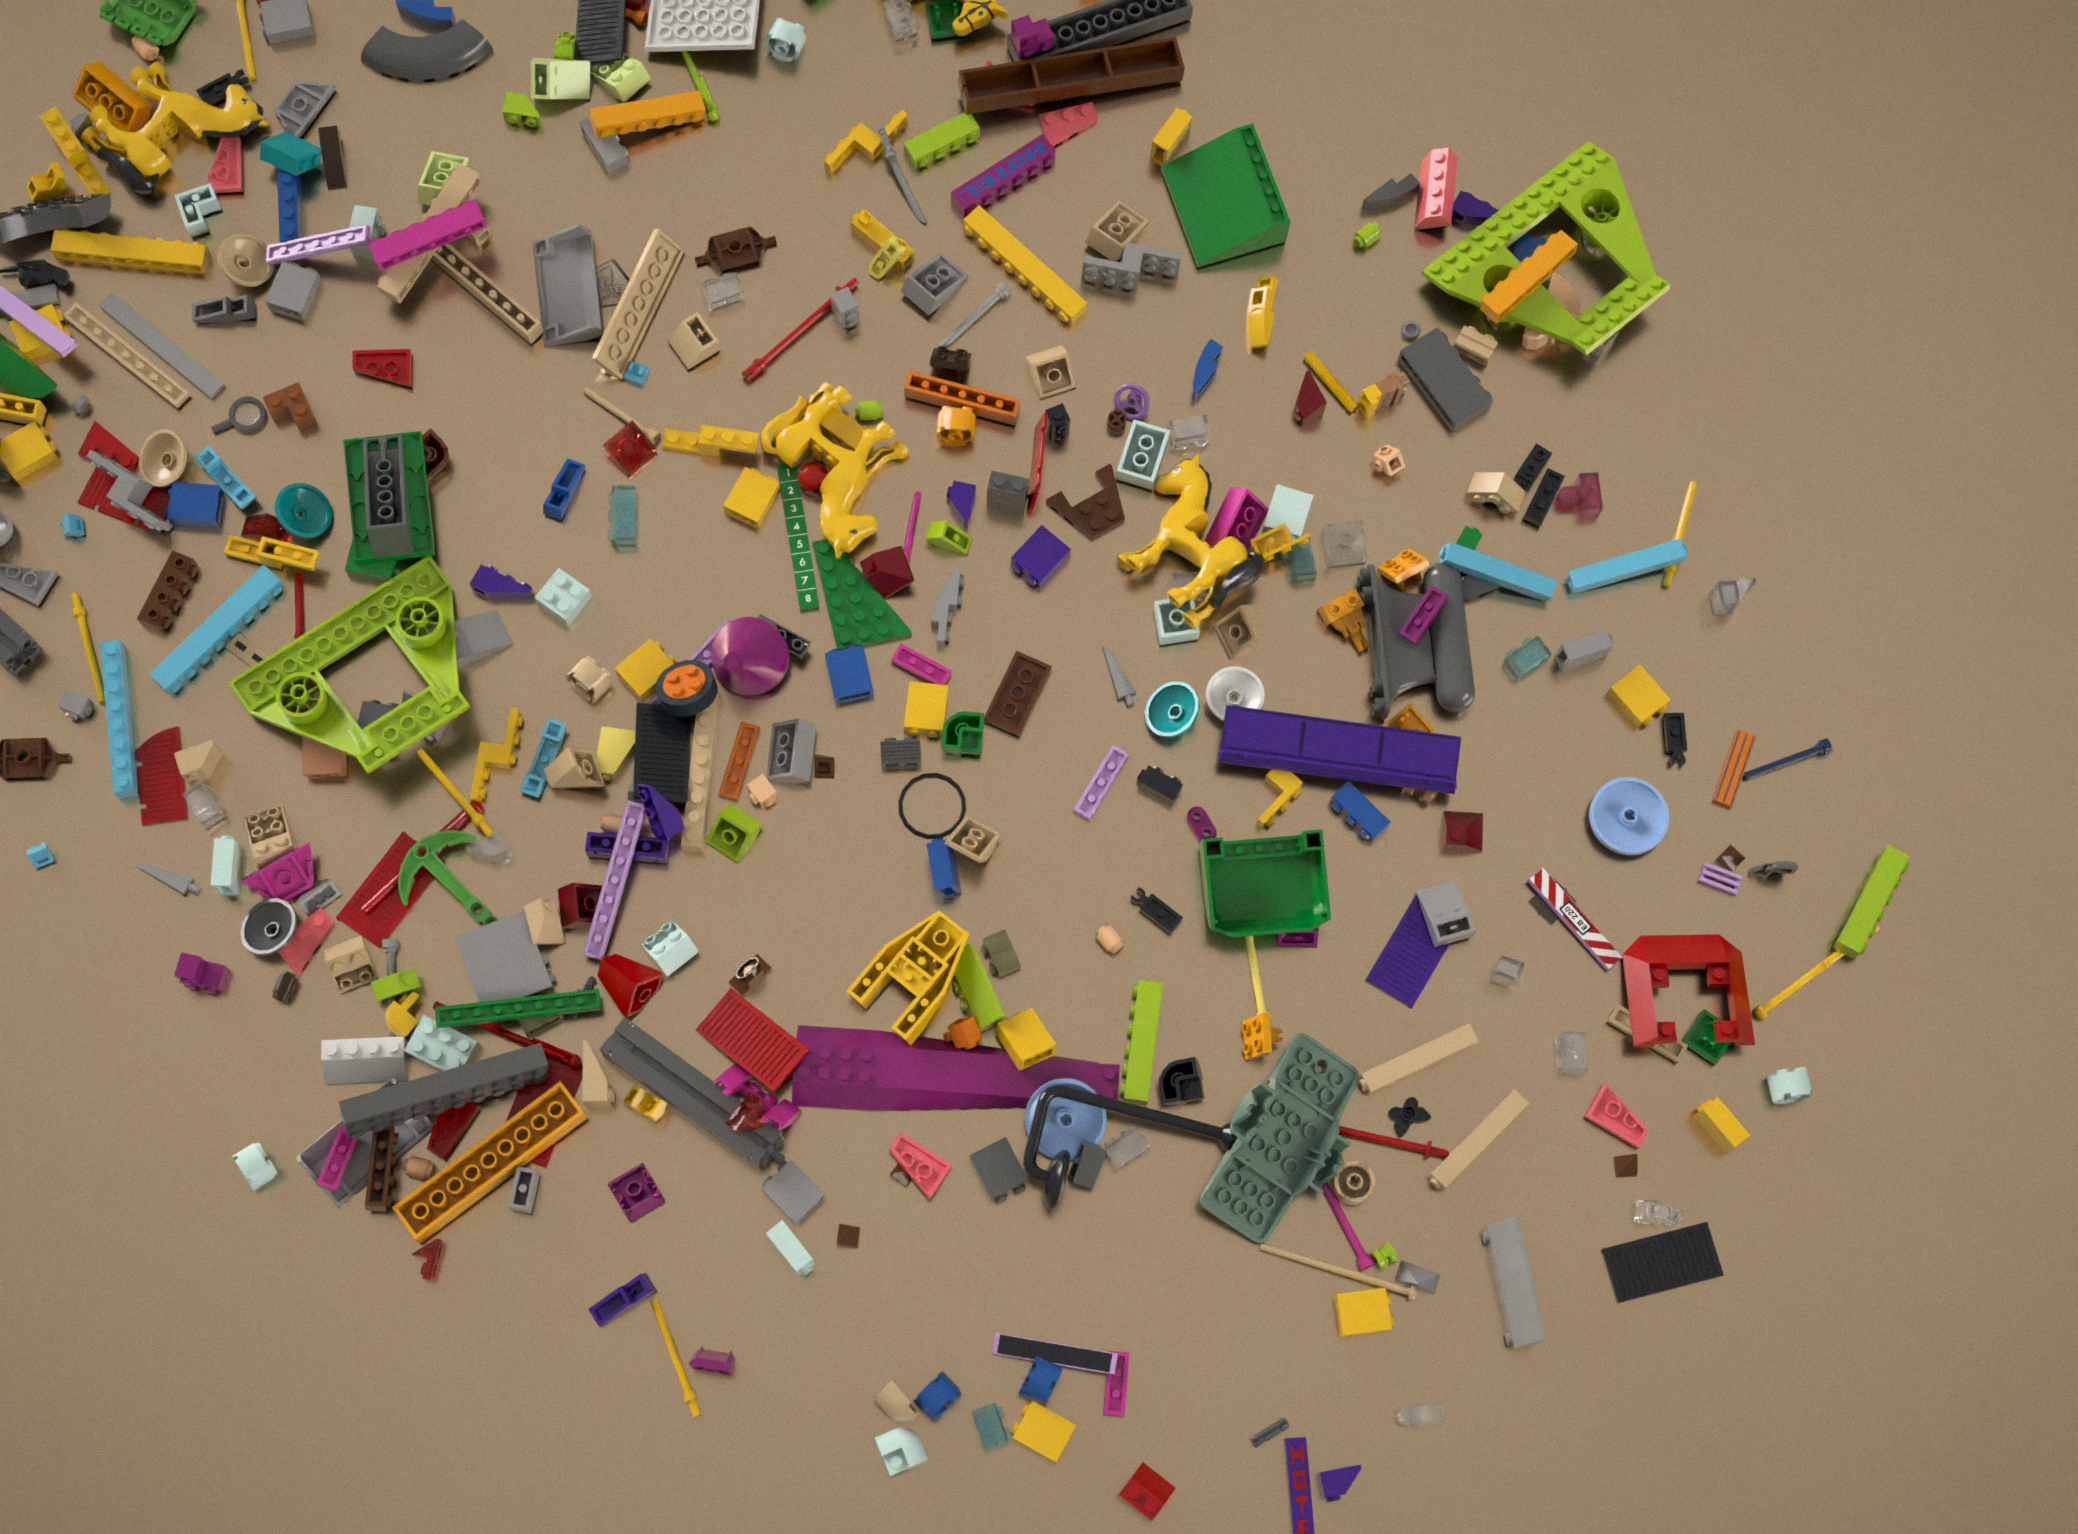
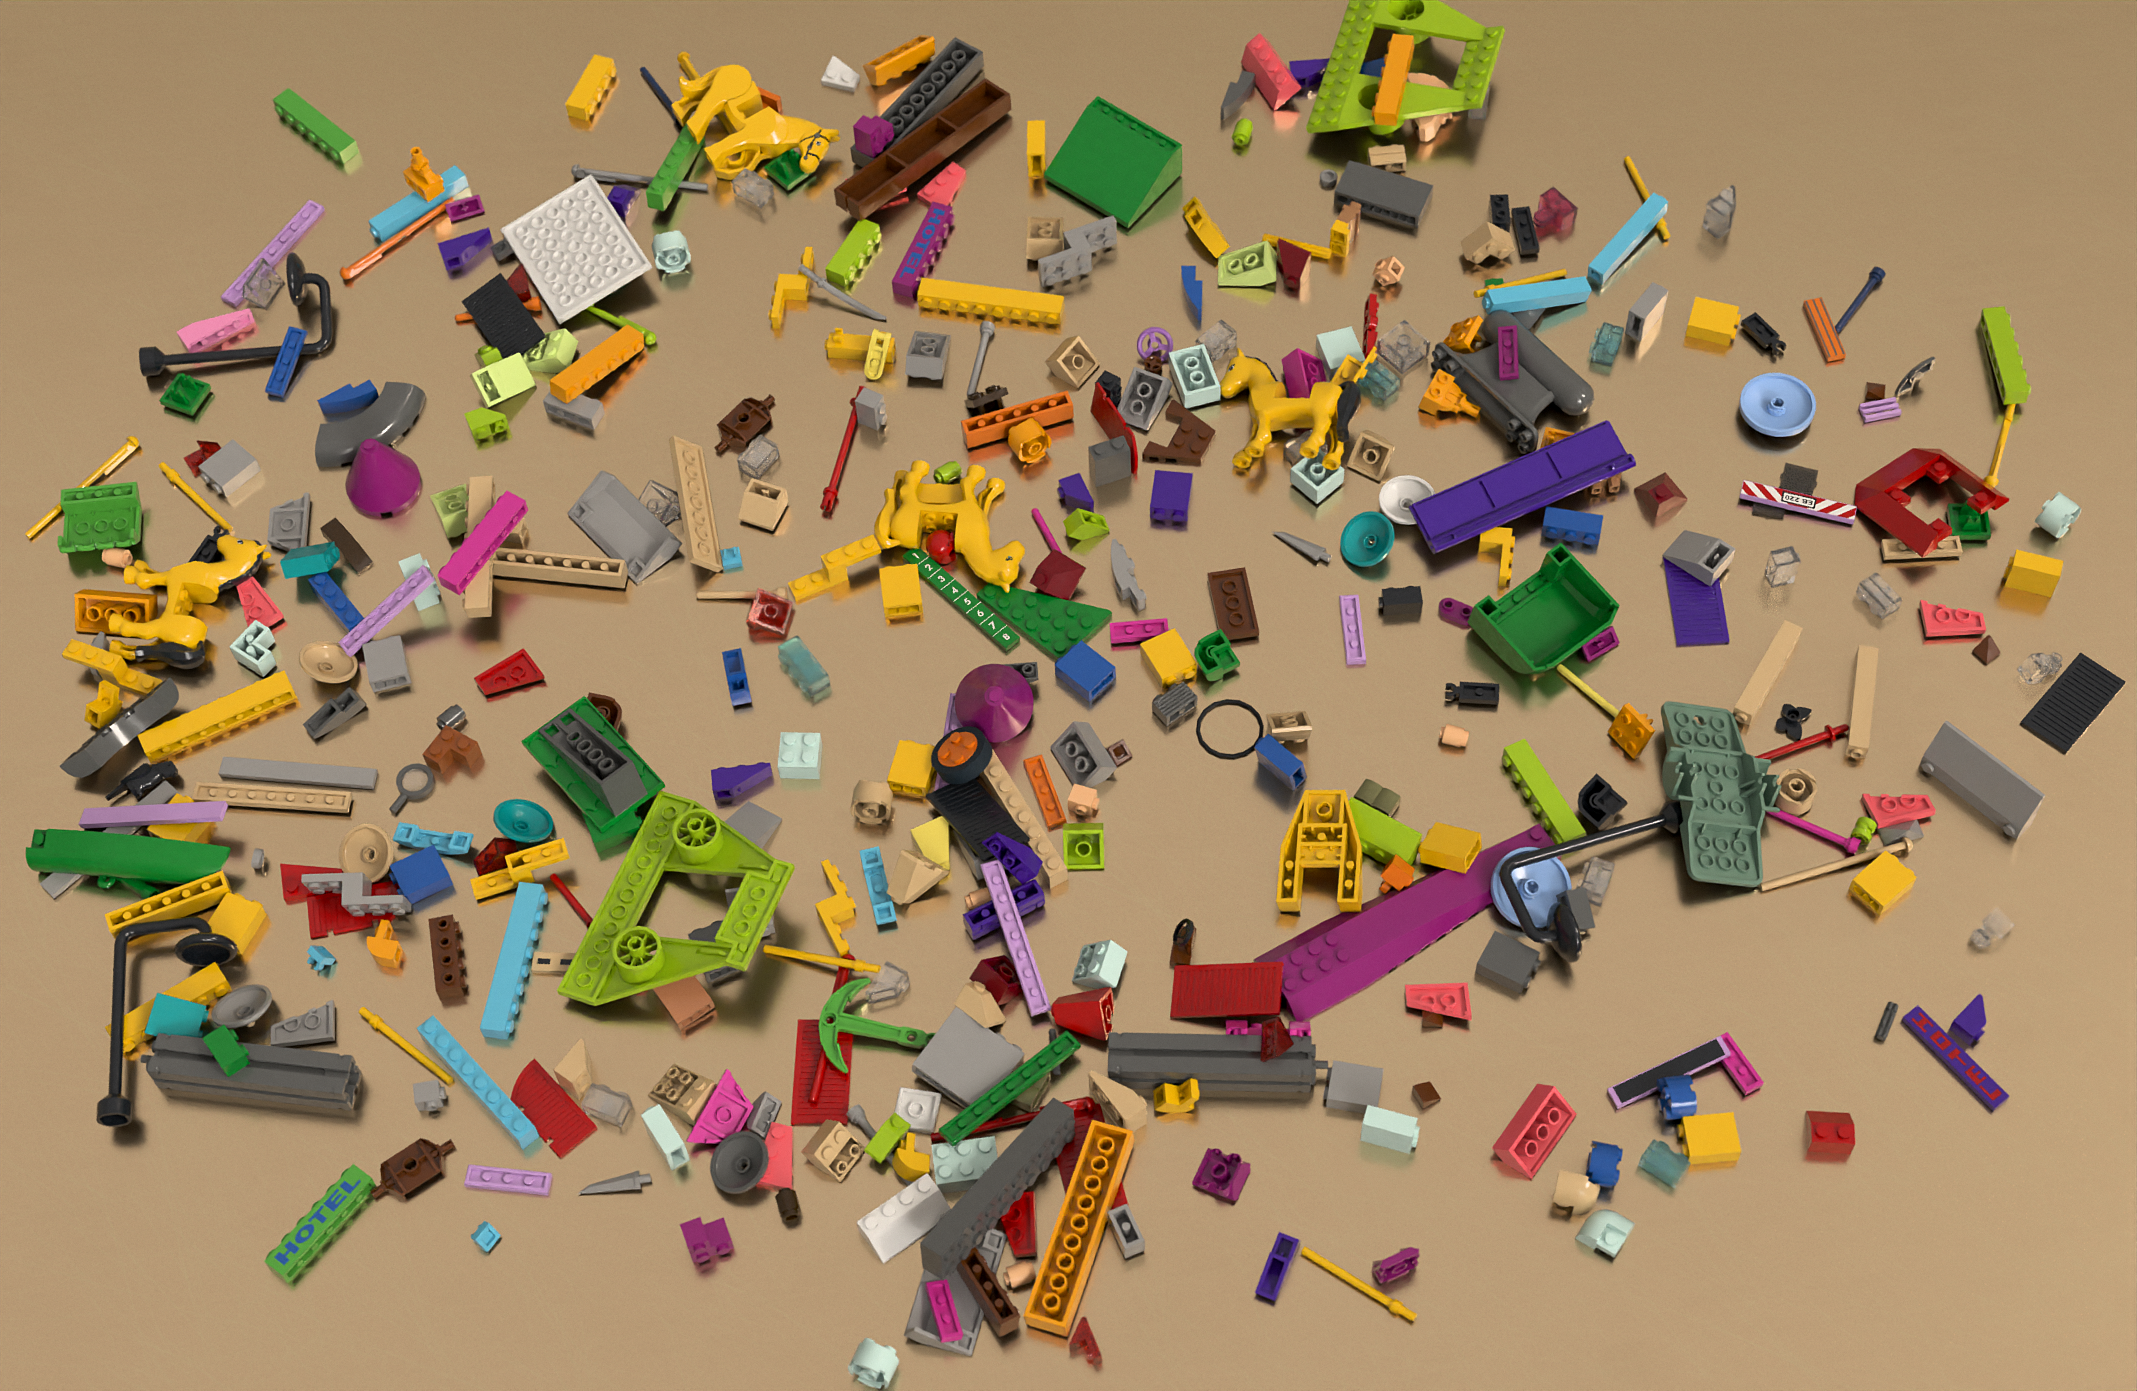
camera: 25 degrees left, 15 degrees down
(90, 817) = (508, 1179): none -> lavender tile
(122, 549) = (383, 950): none -> light orange brick
(310, 376) = (451, 717): none -> dark grey brick
(402, 112) = (381, 479): none -> magenta cone
(440, 974) = (918, 1109): none -> white tile
(909, 1327) = (1534, 1130): none -> coral slope
(1084, 447) = (1143, 398): none -> light grey slope
(1271, 375) = (1248, 266): none -> yellowish green slope
(1336, 501) = (1370, 324): none -> red hinge
(1426, 1254) = (1896, 810): none -> coral wing
(1460, 540) = (1530, 280): none -> yellow bar
(1594, 897) = (1798, 479): none -> clear smoke piece

